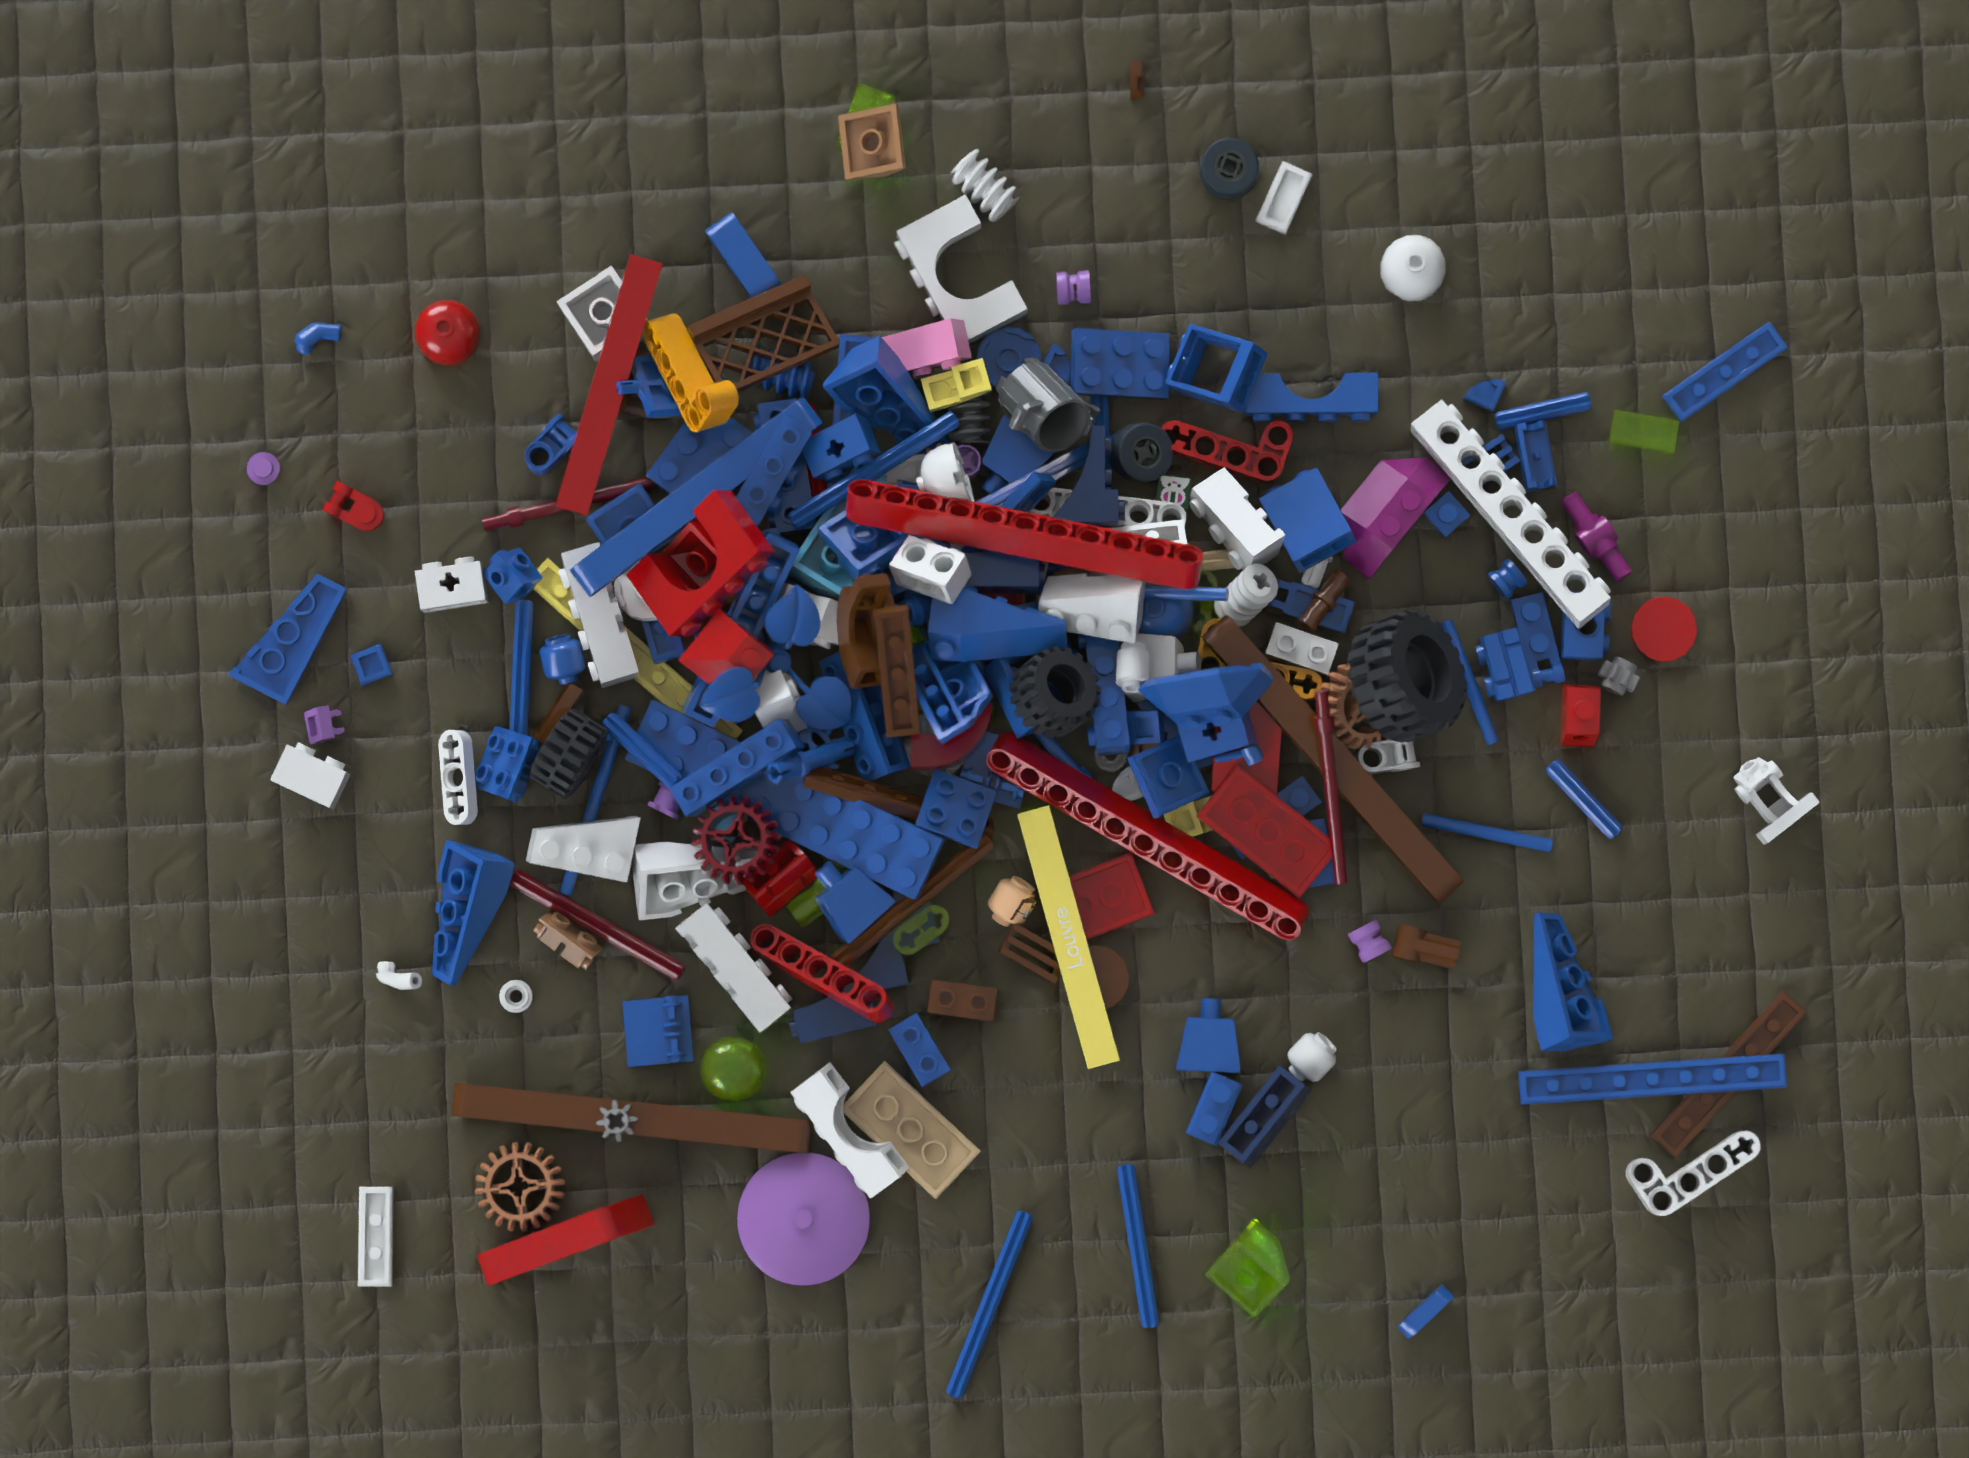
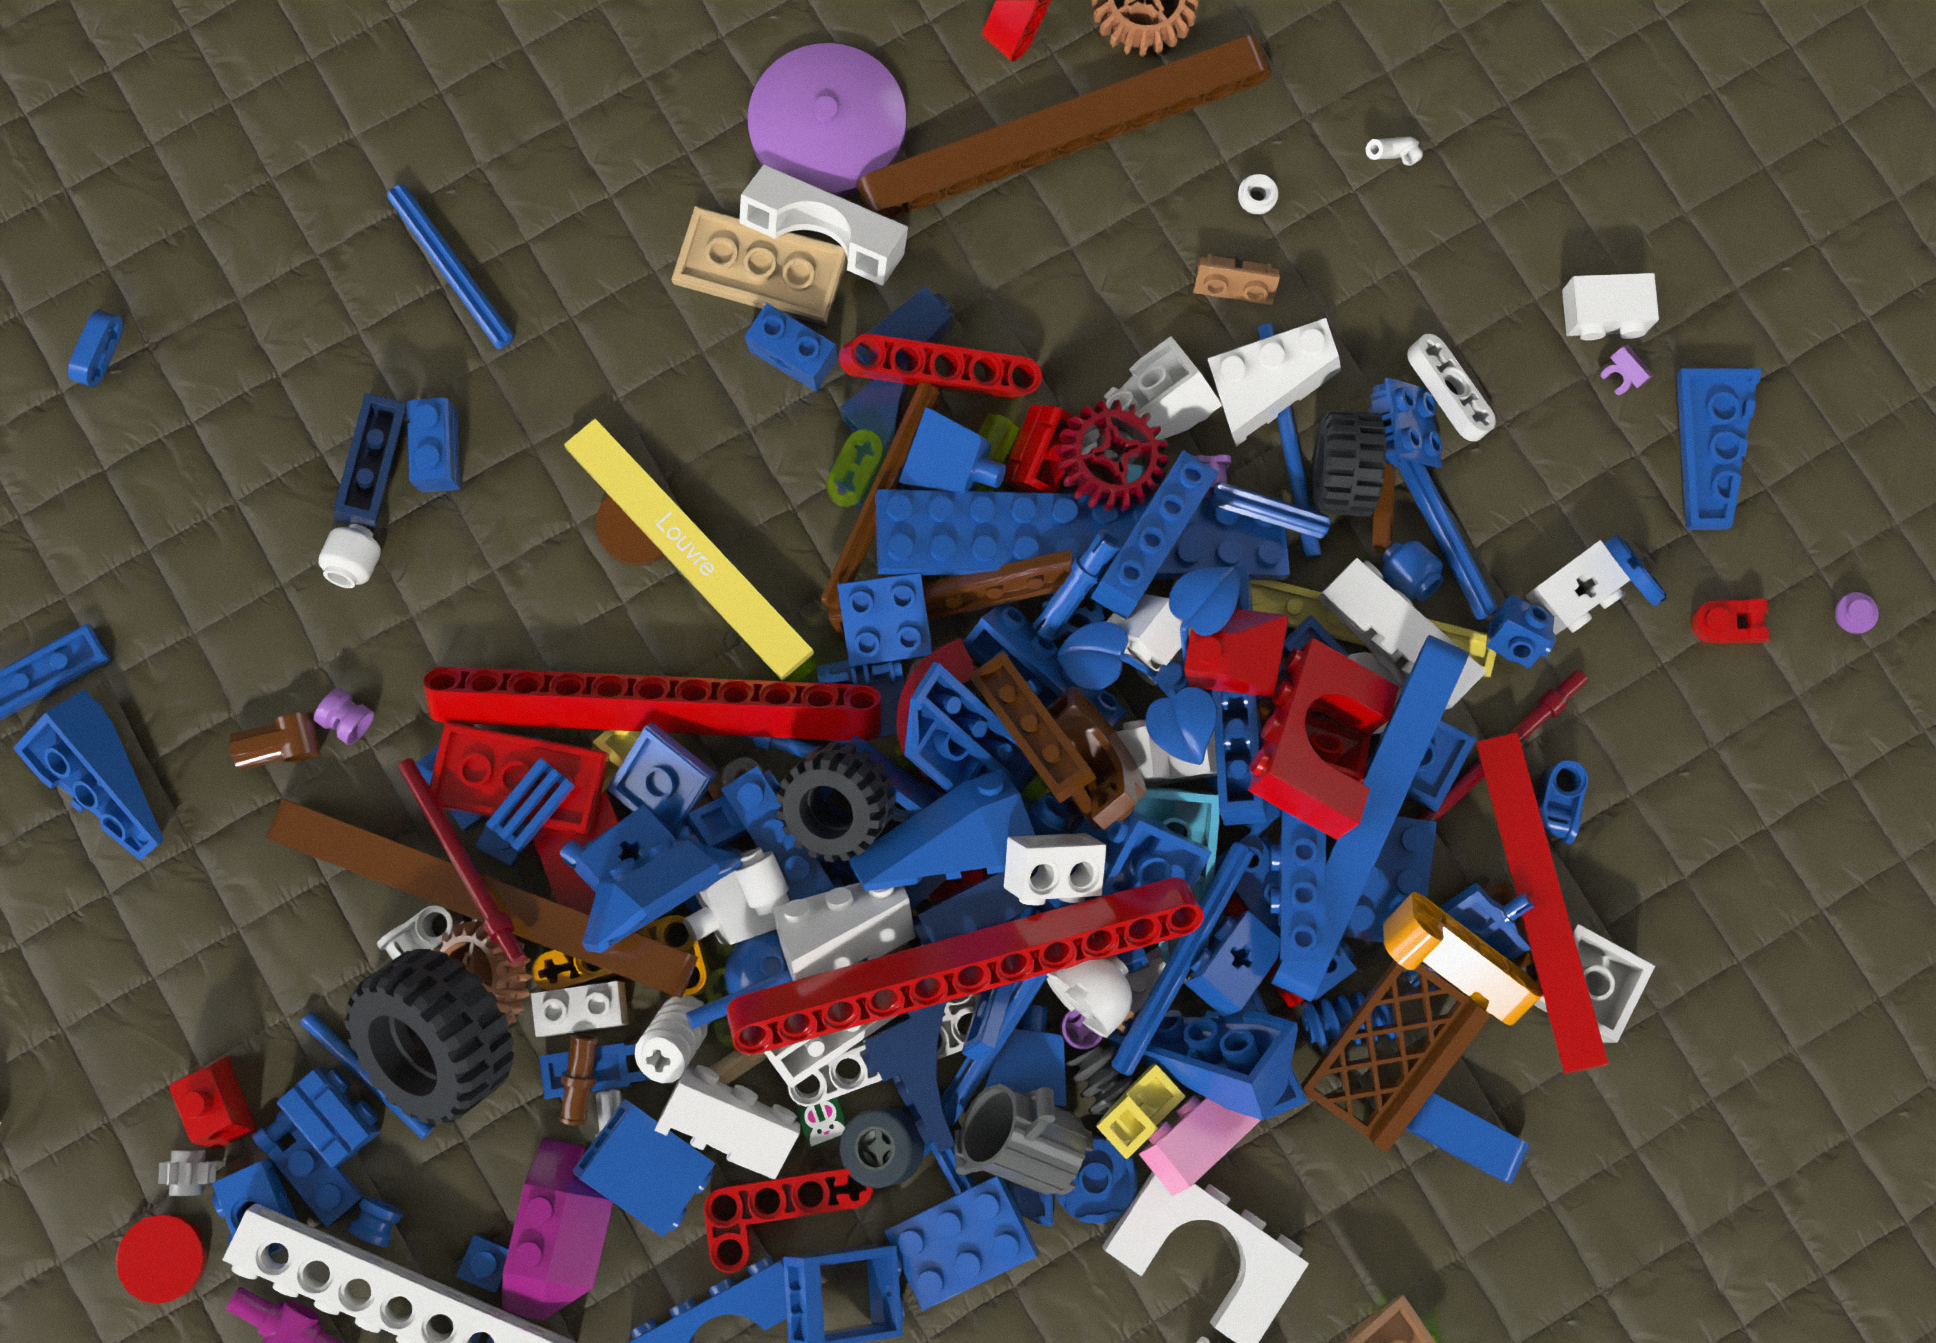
camera: 145 degrees right, 5 degrees down
(313, 333) = (1893, 794): blue arm -> none
(371, 664) = (1612, 462): blue tile -> none
(410, 575) = (1635, 570): none -> blue tile
(447, 332) = (1748, 871): red cylinder -> none
(471, 895) = (1362, 272): blue wedge -> none
(597, 925) = (1210, 309): dark red axle -> none
(616, 1111) = (1079, 91): light grey gear -> none
(658, 1031) = (1086, 233): blue hinge -> none
(733, 1068) = (985, 233): clear neon green cylinder -> none
(734, 967) = (1041, 331): white wedge -> none
(962, 1000) = (772, 422): reddish brown brick -> none
(989, 1304) = (582, 130): blue axle -> none
(1009, 938) = (724, 499): reddish brown tile -> none
(1012, 901) = (771, 558): light nougat head -> none
(1066, 291) = (1073, 1302): medium lavender wheel -> none
(1110, 896) = (666, 621): red tile -> none
(1127, 785) = (709, 750): white tile -> none
(1209, 1042) = (474, 514): blue torso -> none
(1251, 1268) = (310, 300): clear neon green slope -> none
(1292, 792) = (519, 793): none -> blue tile
(1486, 832) = (266, 910): blue bar -> none
(1584, 798) = (169, 1006): blue axle -> none

